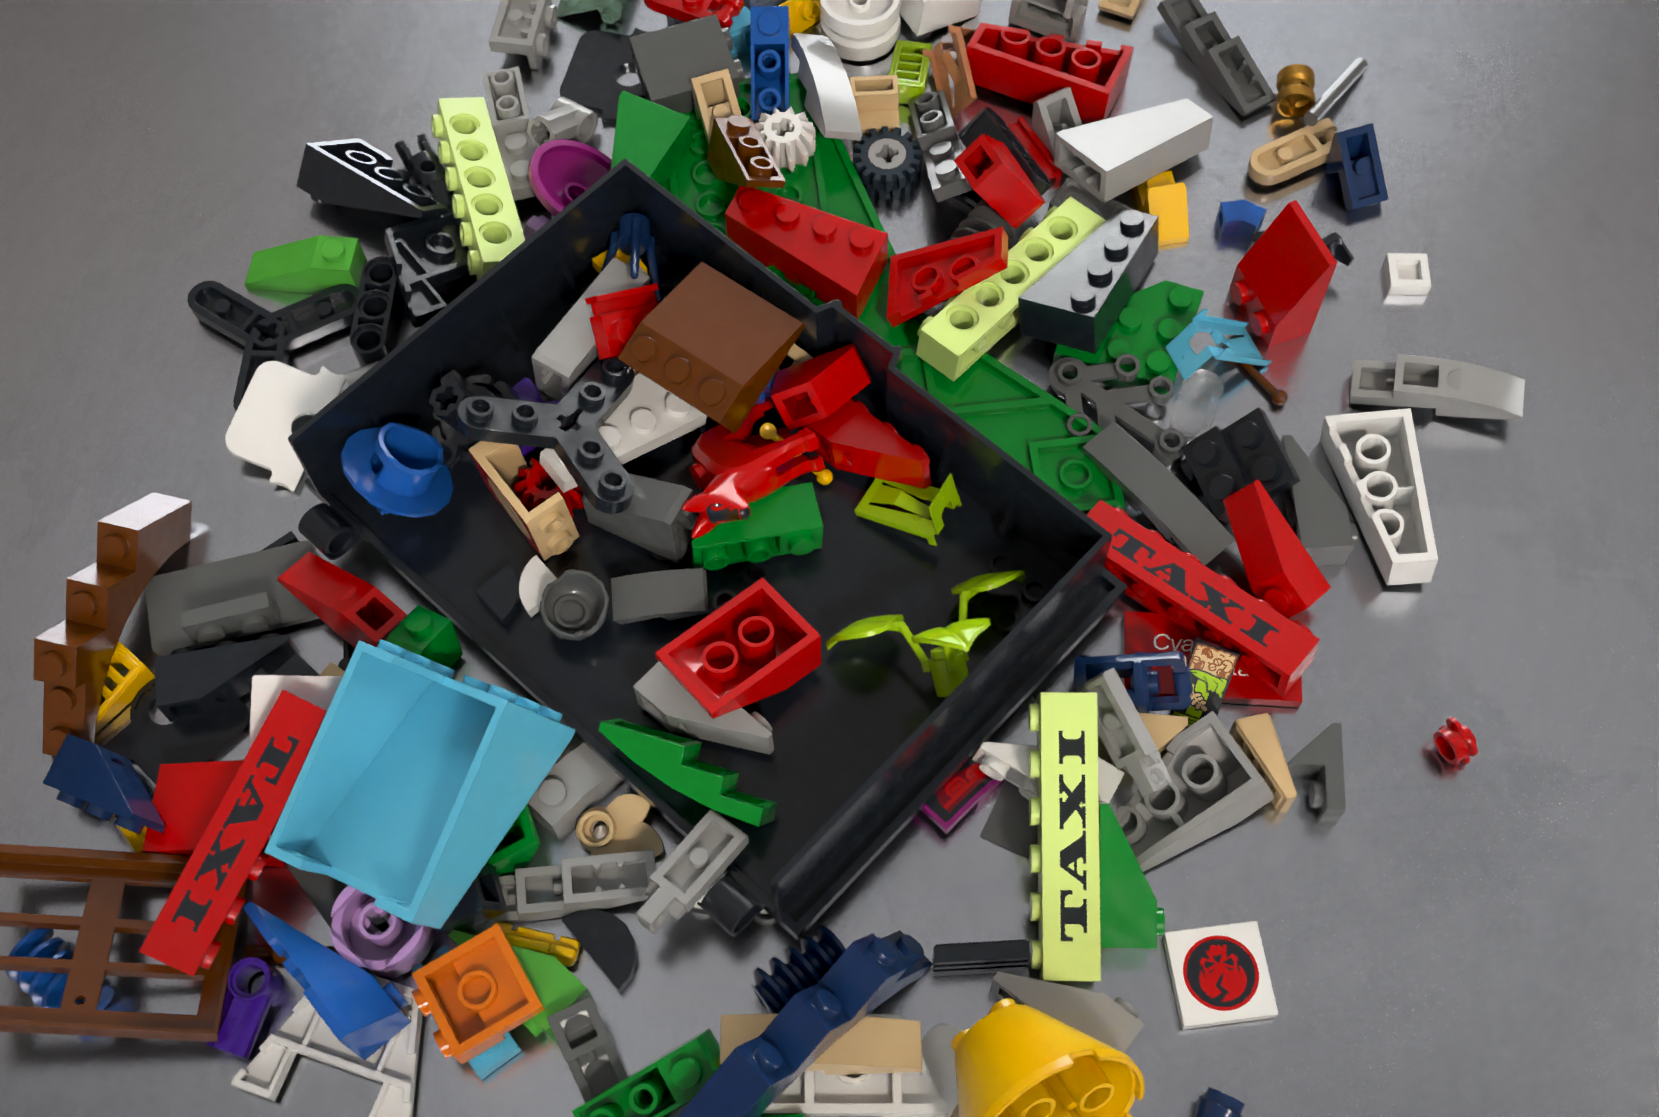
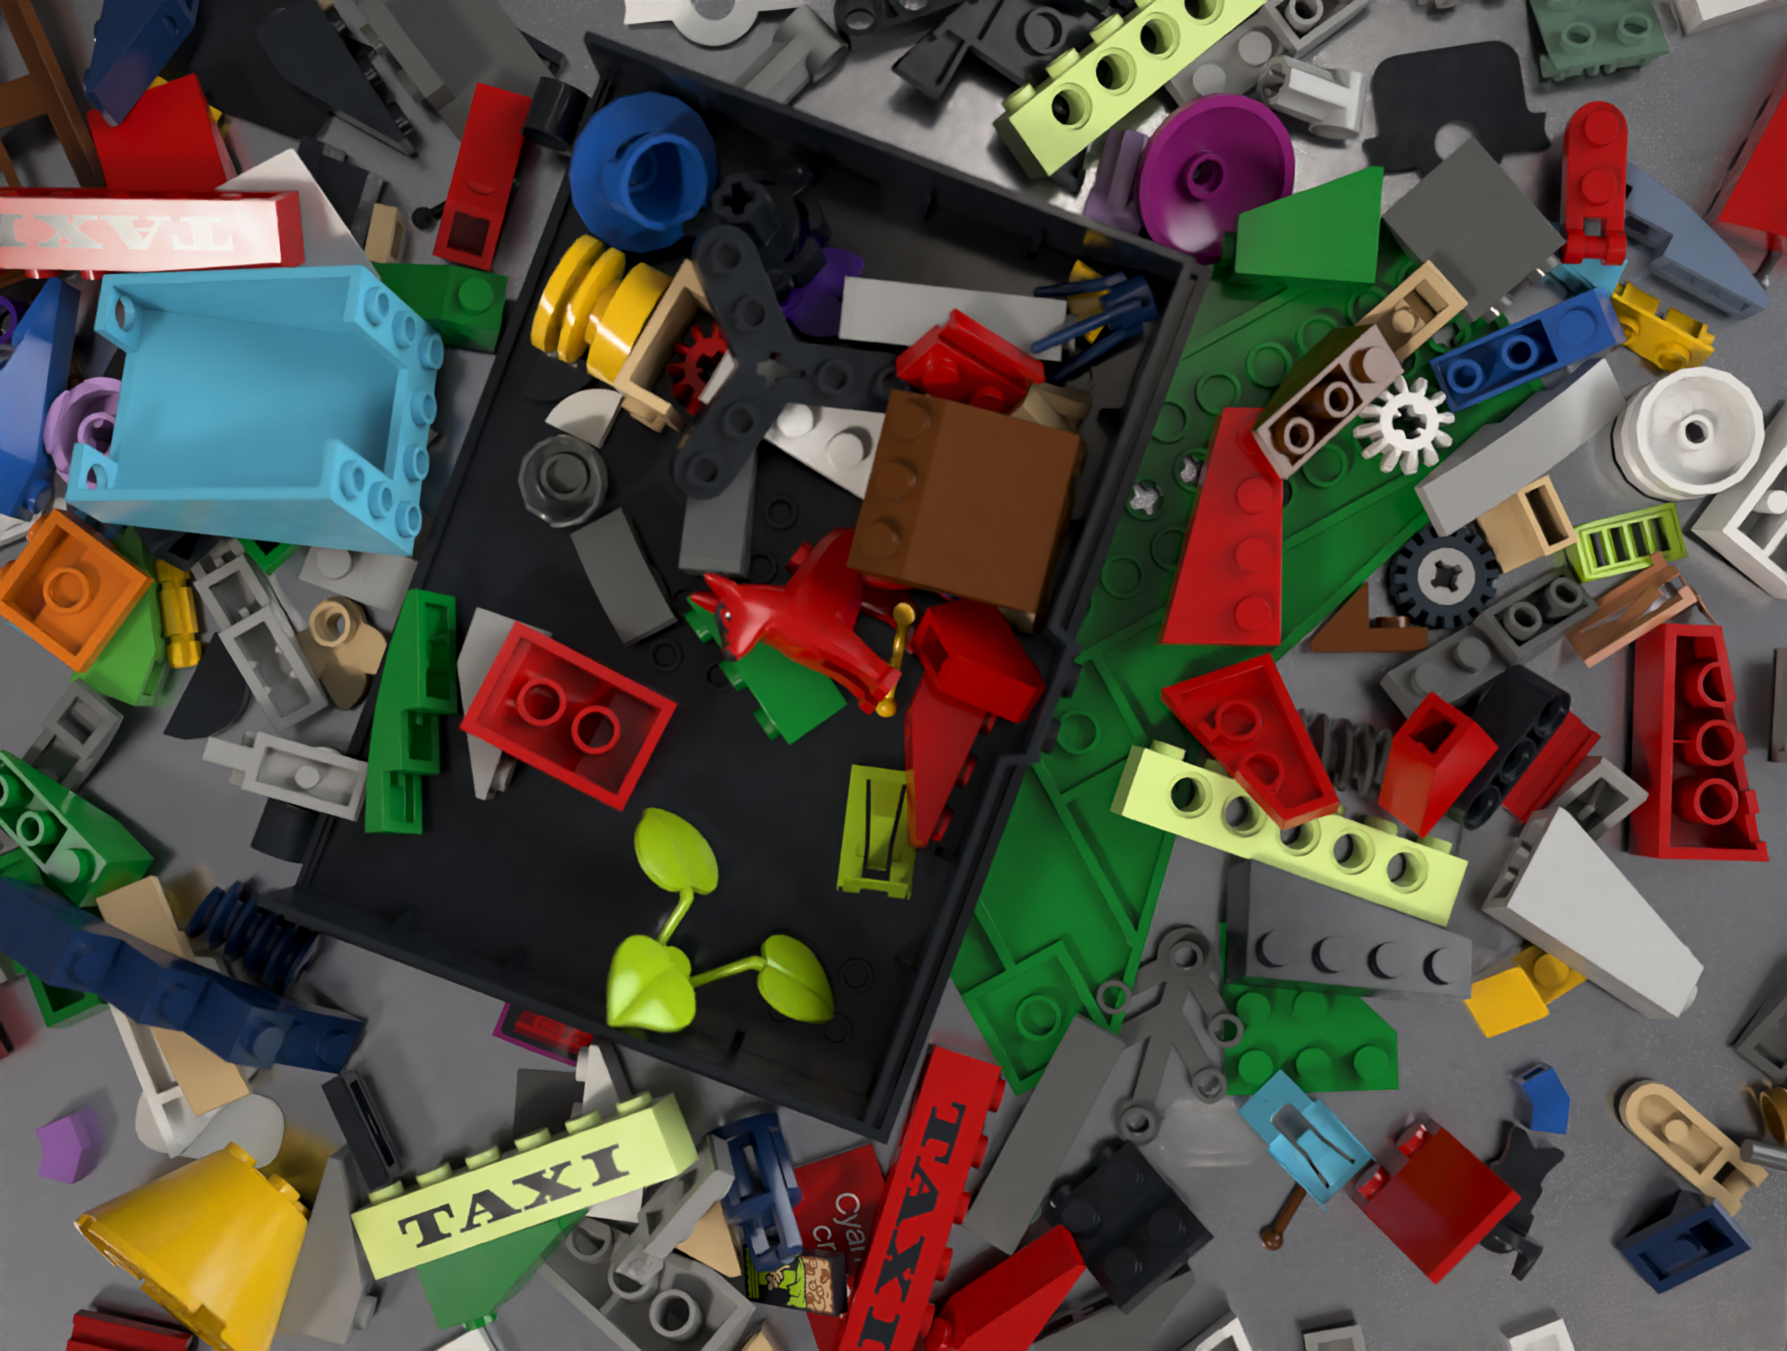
camera: 70 degrees right, 25 degrees up
(476, 531) = (594, 307): none -> yellow wheel
(901, 213) = (1349, 632): none -> reddish brown slope

